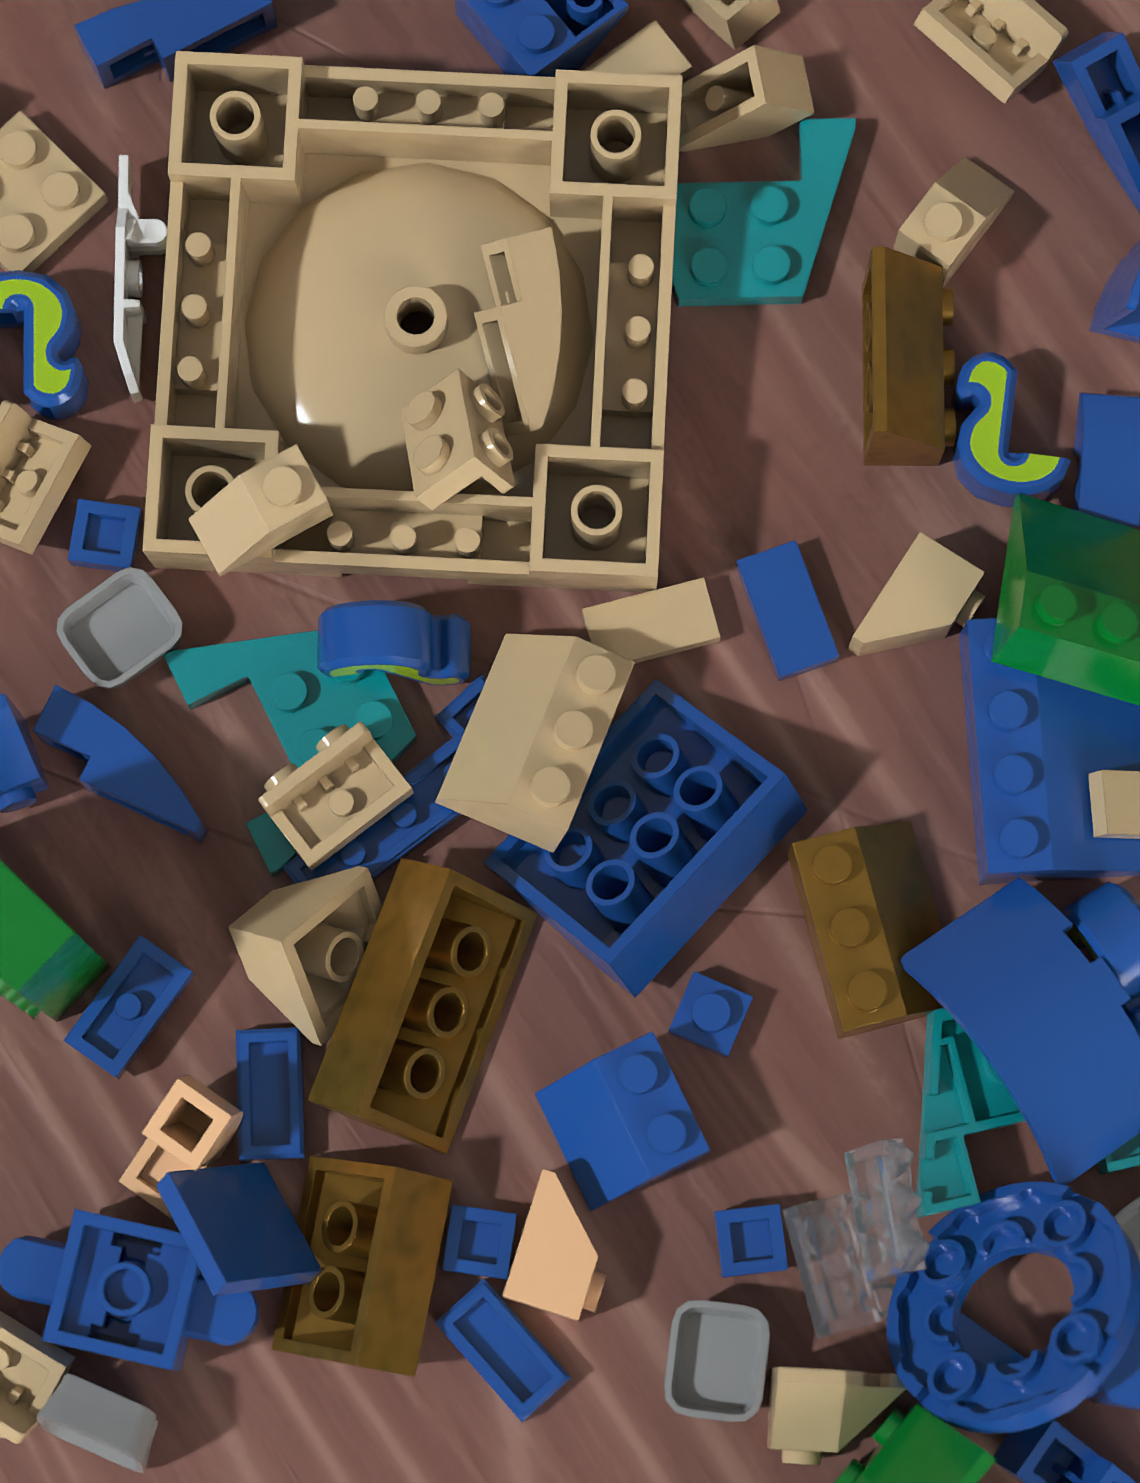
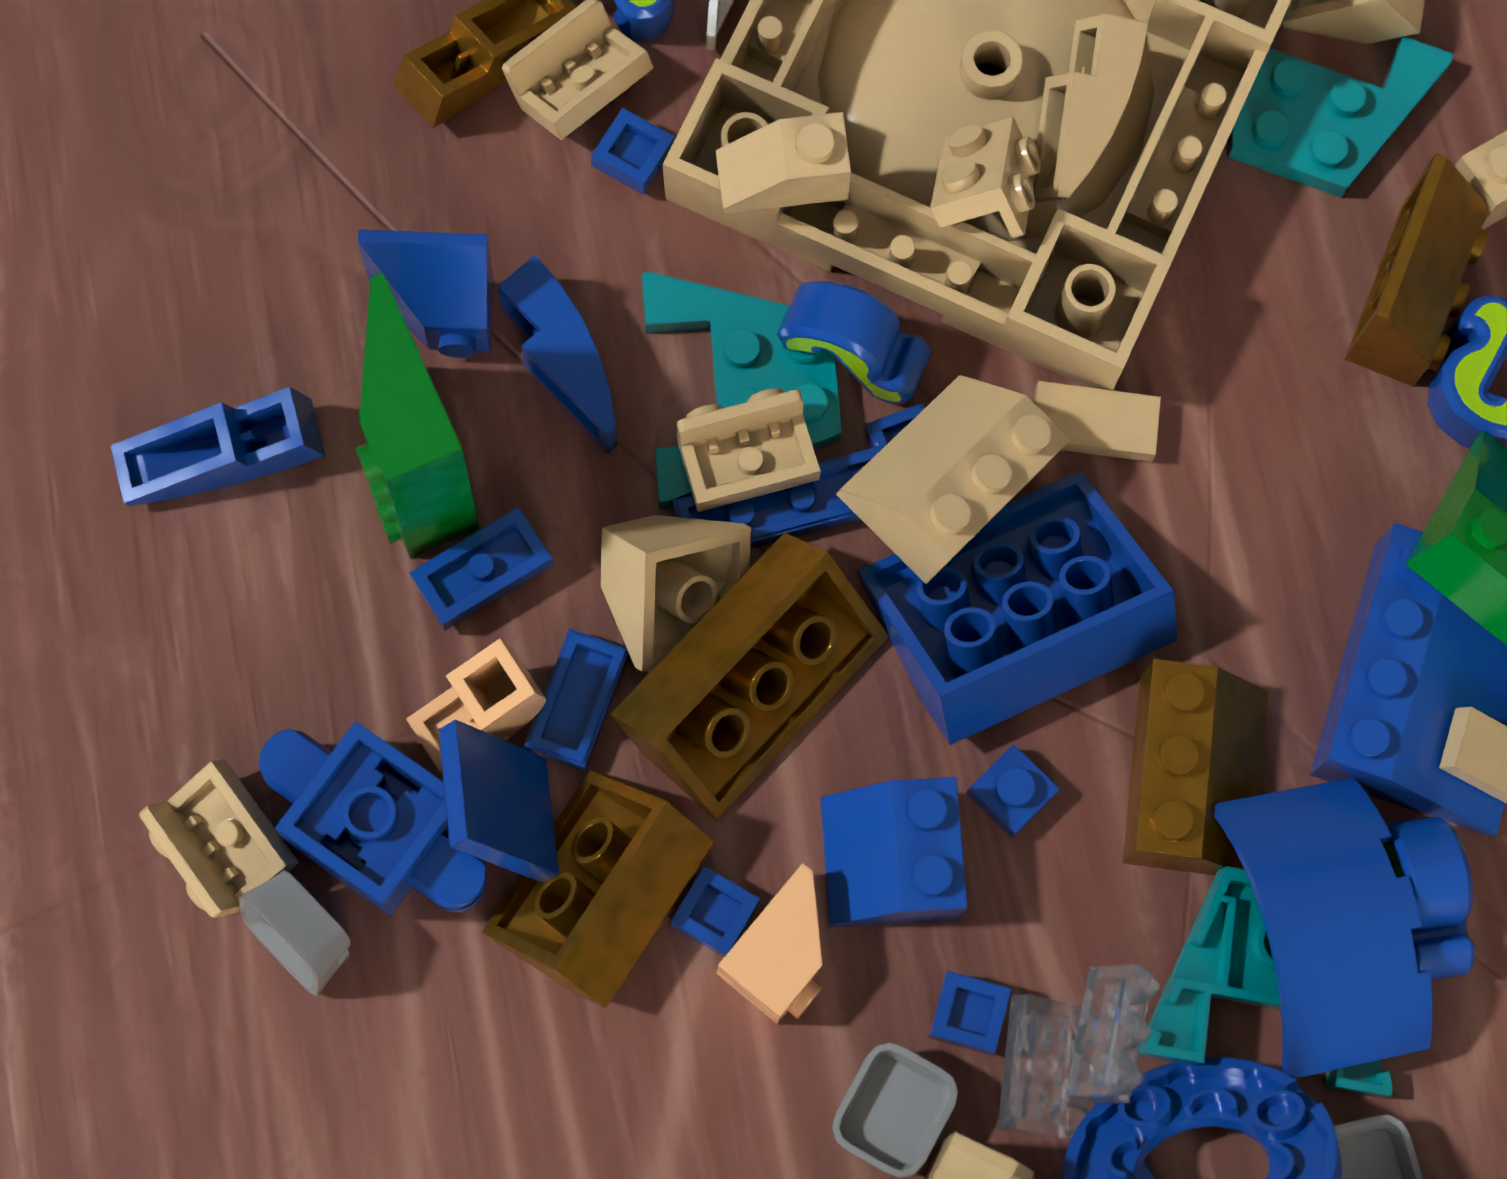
camera: 15 degrees right, 5 degrees down
(120, 628) = (613, 234): light grey piece -> none
(502, 1350) = (696, 1020): blue tile -> none
(787, 610) = (1225, 457): blue tile -> none
(920, 600) = (1353, 494): tan slope -> none

